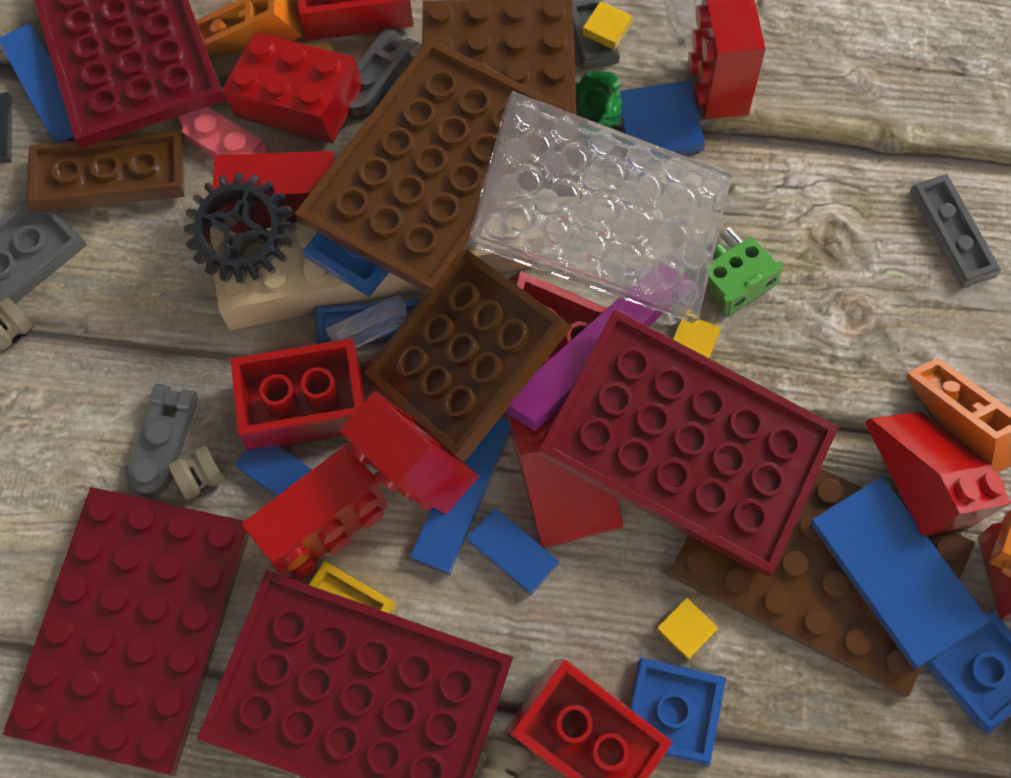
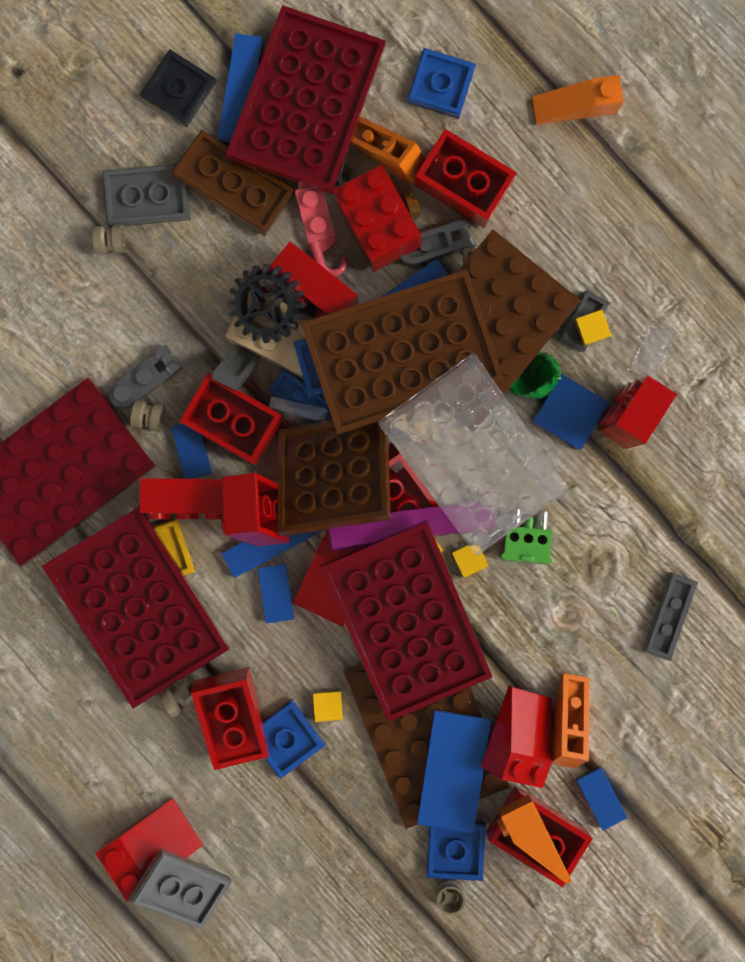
camera: 35 degrees right, 20 degrees up
(259, 337) = (236, 367): none -> dark grey tile

